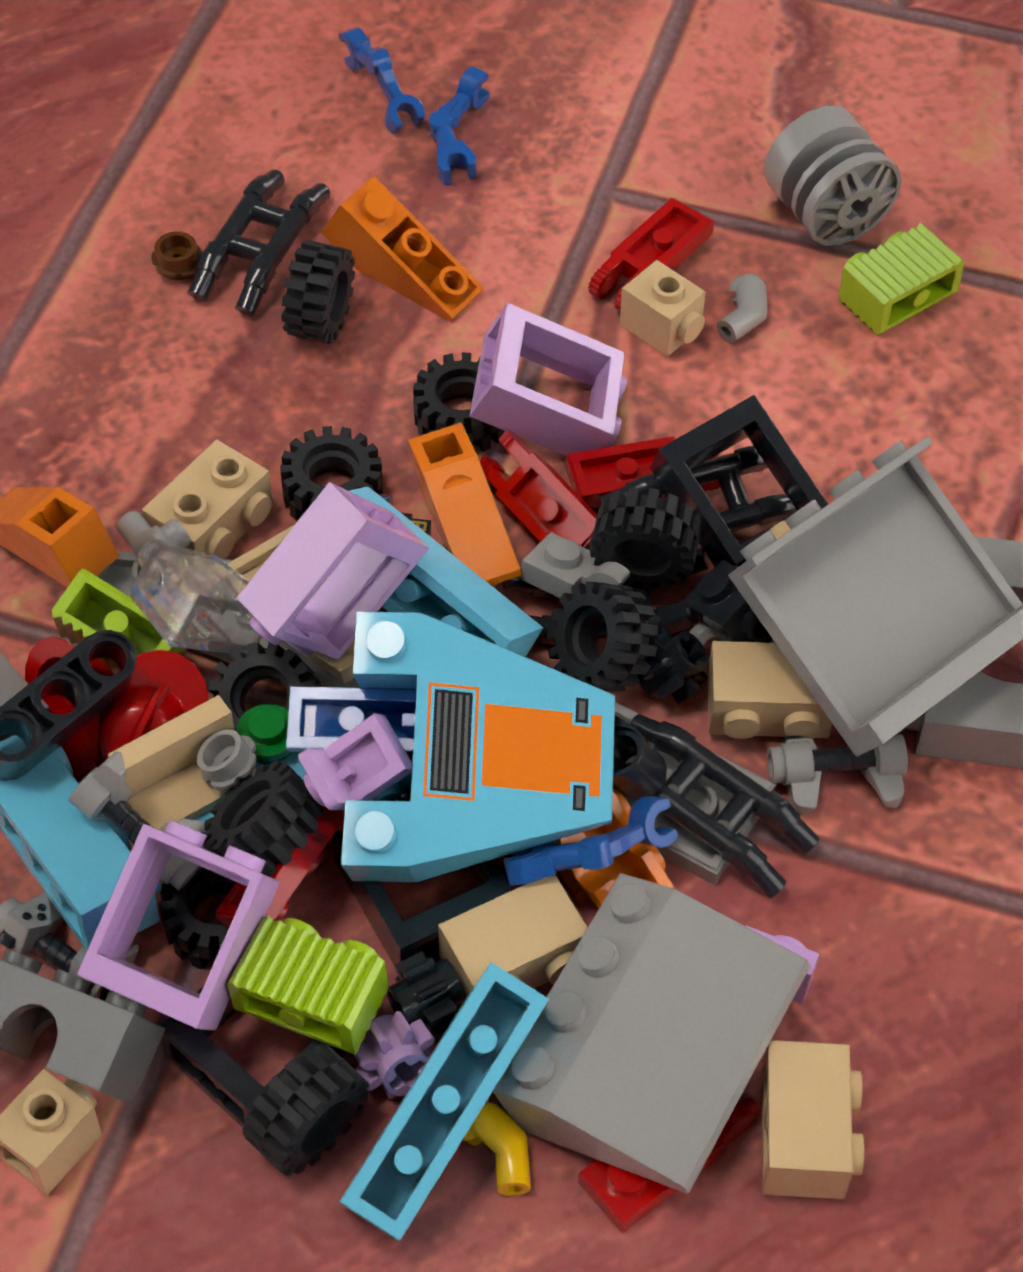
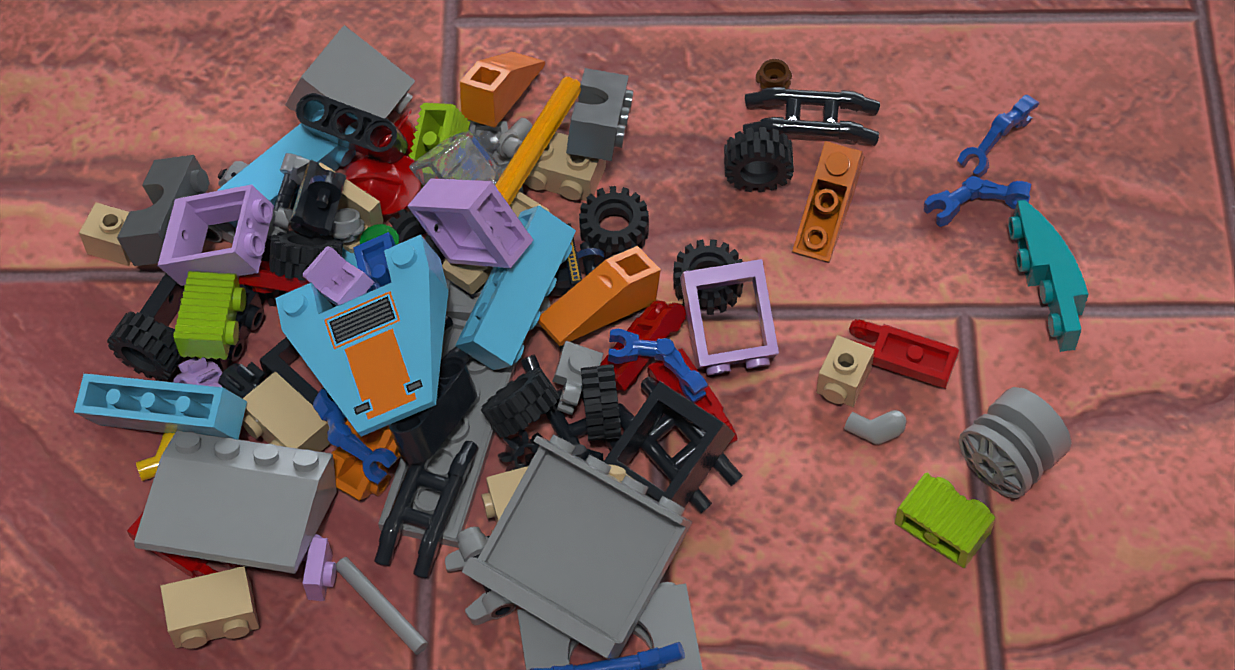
camera: 75 degrees right, 5 degrees up
(184, 497) = (538, 138): none -> light orange axle
(193, 753) = (317, 200): none -> black hips
(196, 423) = (600, 115): none -> dark grey arch
(585, 455) = (663, 349): none -> blue piece
(590, 86) = (1052, 266): none -> teal slope
(852, 902) = (381, 605): none -> light grey bar

